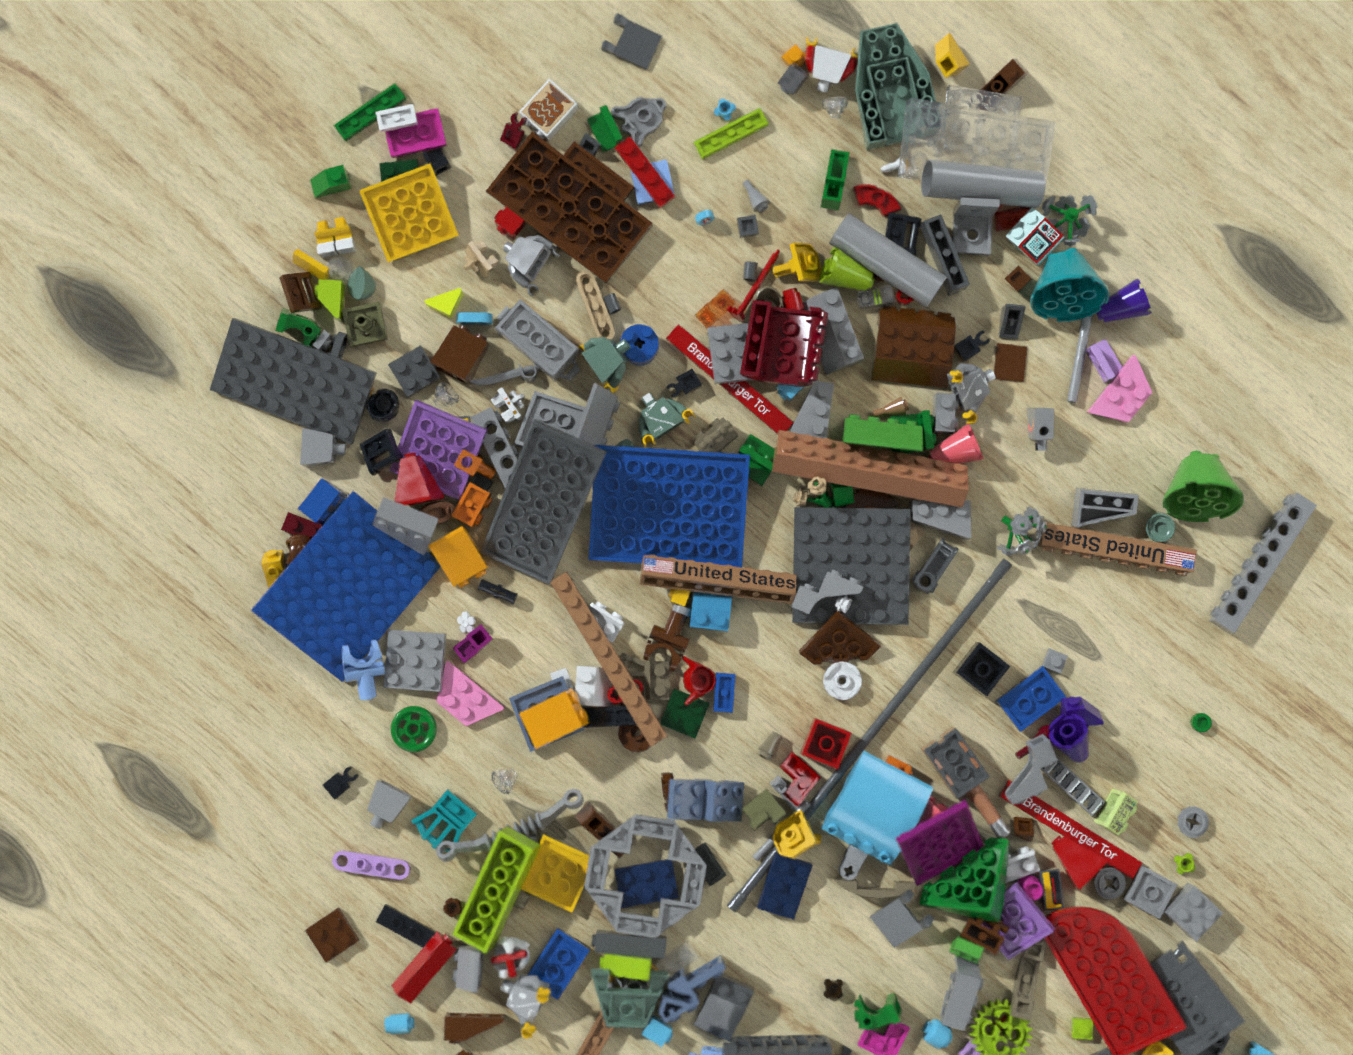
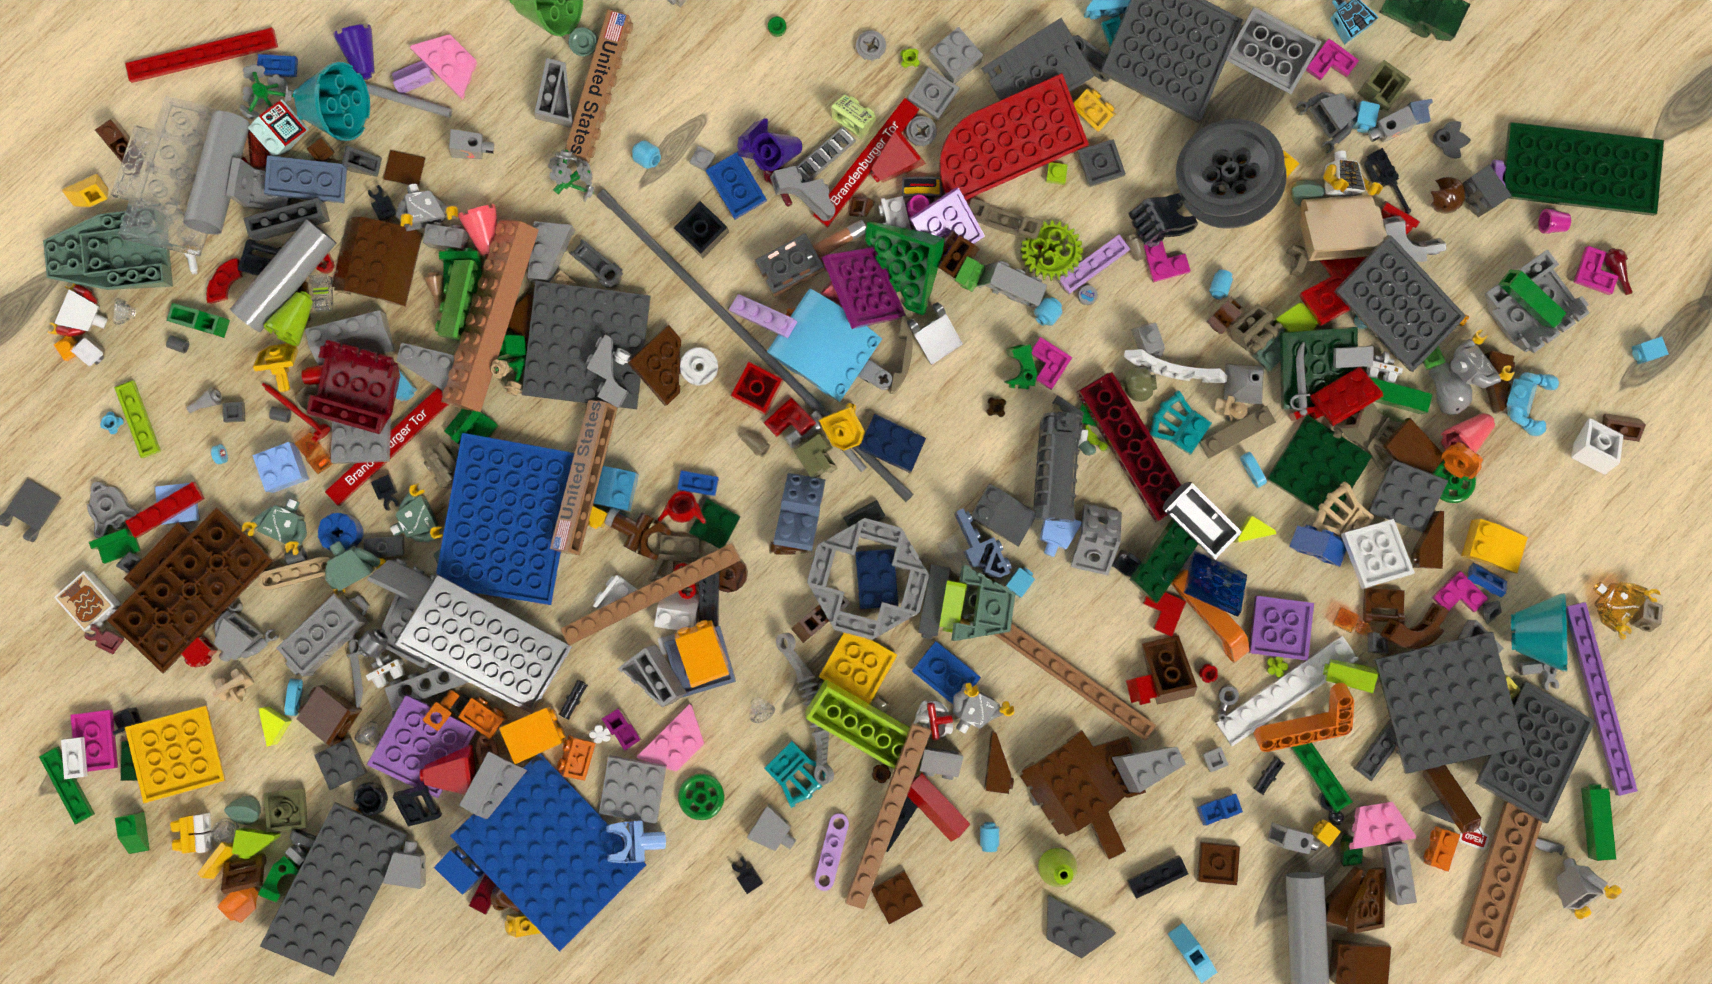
camera: 85 degrees left, 0 degrees up
(270, 291) = (239, 904): none -> orange slope
(411, 920) = (888, 815): none -> medium nougat plate
(440, 600) = (576, 758): none -> orange bracket
(527, 671) = (654, 675): none -> light grey wedge
(534, 391) = (373, 643): none -> flat silver head
(630, 389) = (385, 546): none -> dark grey plate
(641, 286) = (281, 524): none -> sand green torso
(697, 279) = (280, 467): none -> light blue brick
(809, 163) = (177, 344): none -> dark grey hinge
(900, 742) = (763, 316): none -> lavender plate
(987, 268) = (305, 179): none -> sand blue plate
(1052, 604) = (646, 154): none -> medium azure head
(1100, 227) = (278, 64): none -> blue plate
(1101, 149) = (201, 55): none -> red tile

